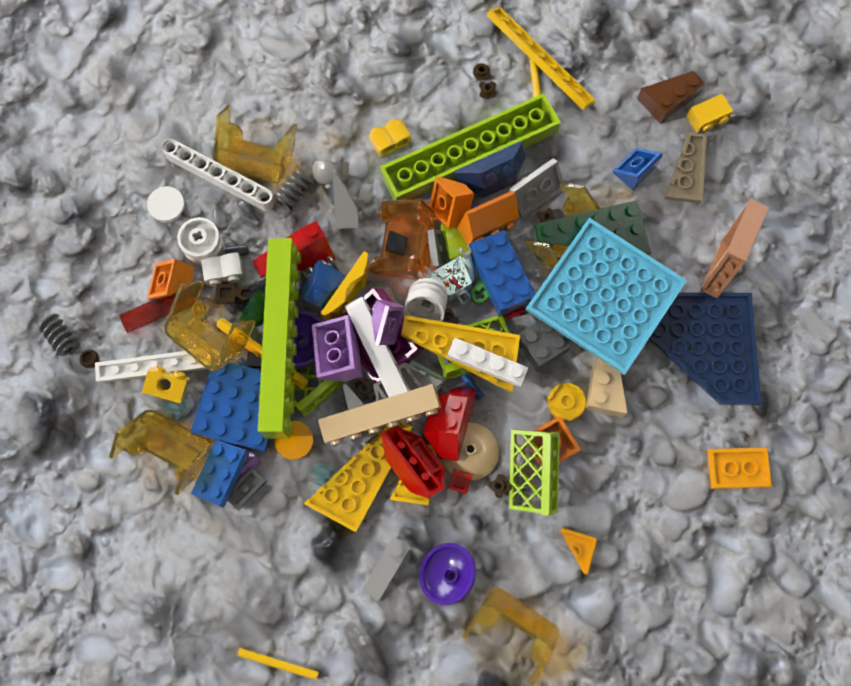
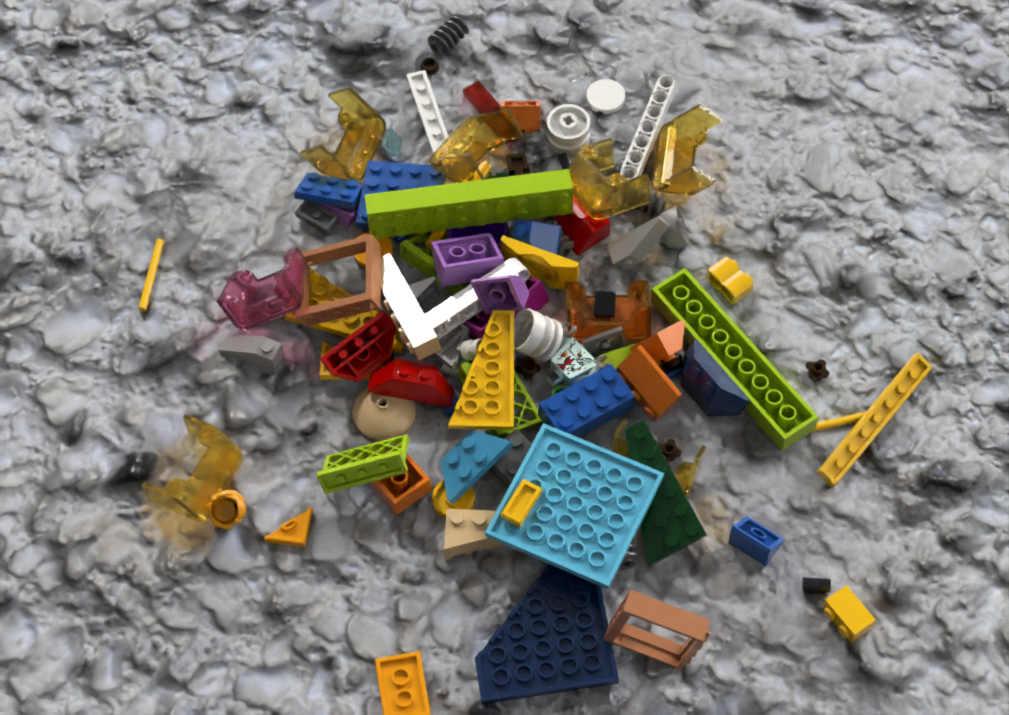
camera: 85 degrees right, 15 degrees down
(154, 386) = (410, 128): yellow brick -> none
(222, 269) = (542, 154): white brick -> none
(293, 221) = (600, 194): none -> clear yellow windscreen
(305, 457) = (350, 305): none -> nougat window
(322, 472) = (342, 276): clear light blue tile -> none
(334, 546) = (257, 301): none -> clear pink windscreen
(364, 384) = (432, 298): dark brown plate -> none
(426, 361) = (469, 349): none -> white wheel
(438, 570) = (249, 400): dark purple dish -> none
(460, 481) = (349, 403): red tile -> none
(481, 76) = (839, 365): dark brown plate -> none
(487, 362) = (474, 395): white plate -> none
(506, 486) = (349, 441): dark brown plate -> none
(537, 187) = (698, 427): light grey plate -> none
(544, 380) = (470, 461): none -> dark azure wing
(557, 605) = (230, 501): none -> light orange hair
(604, 337) = (521, 503): none -> yellow tile
(670, 95) = (861, 566): reddish brown wedge -> none
(680, 130) = (816, 584): none -> black piece
(688, 176) = (758, 599): dark tan wing -> none

